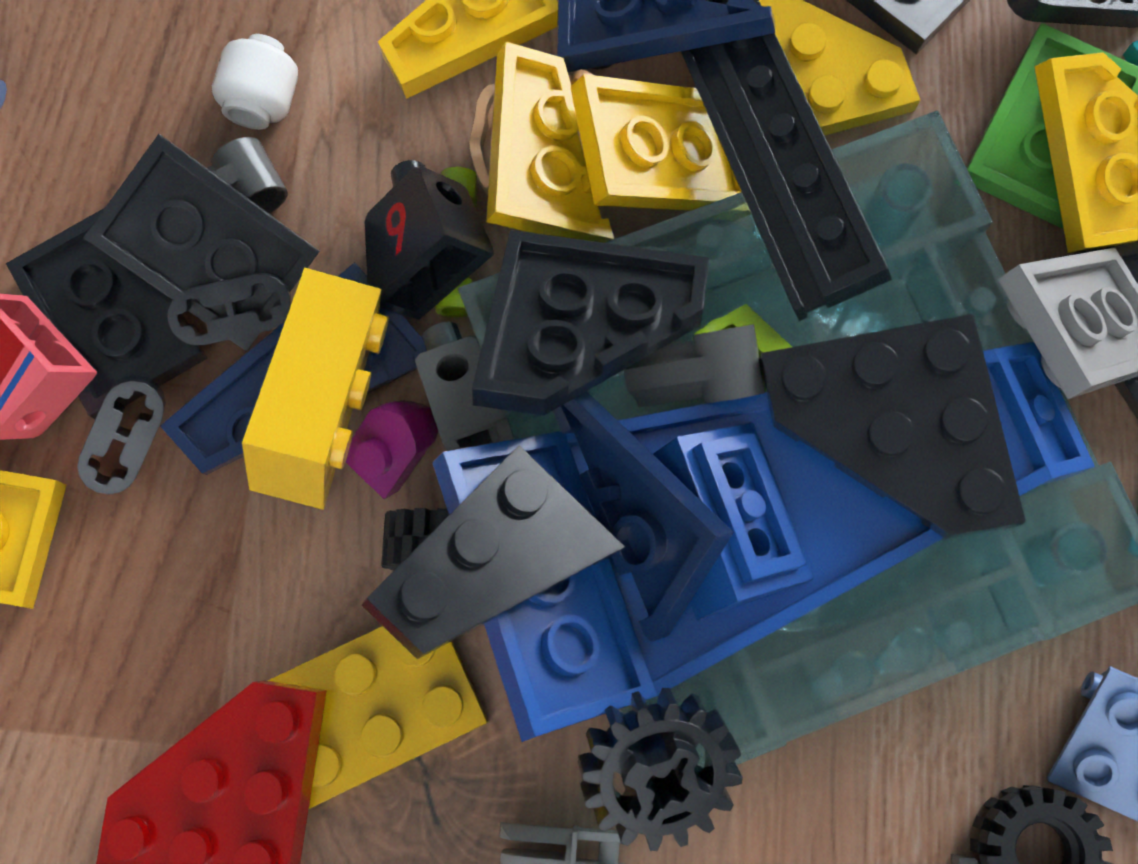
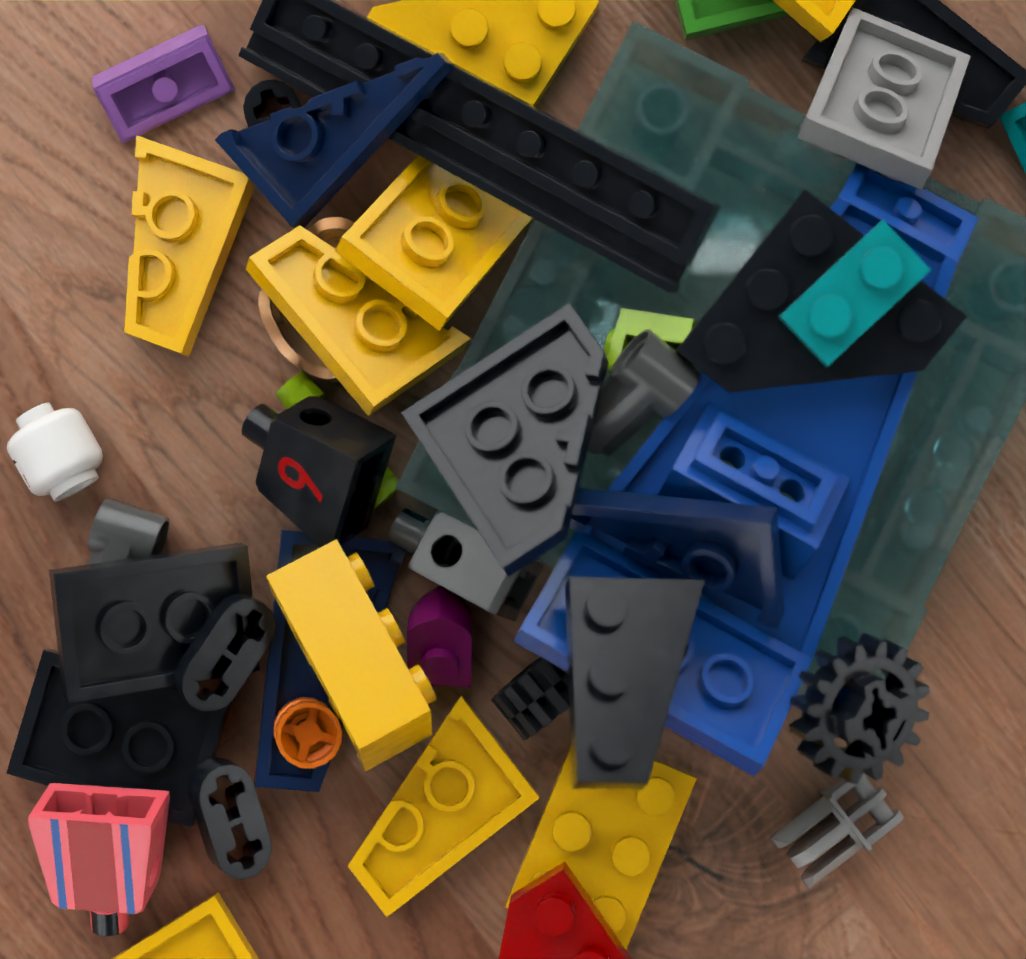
camera: 45 degrees left, 10 degrees up
(221, 405) = (312, 740): none -> orange wheel
(277, 571) = (442, 811): none -> yellow wing
(947, 419) = (854, 293): none -> teal plate

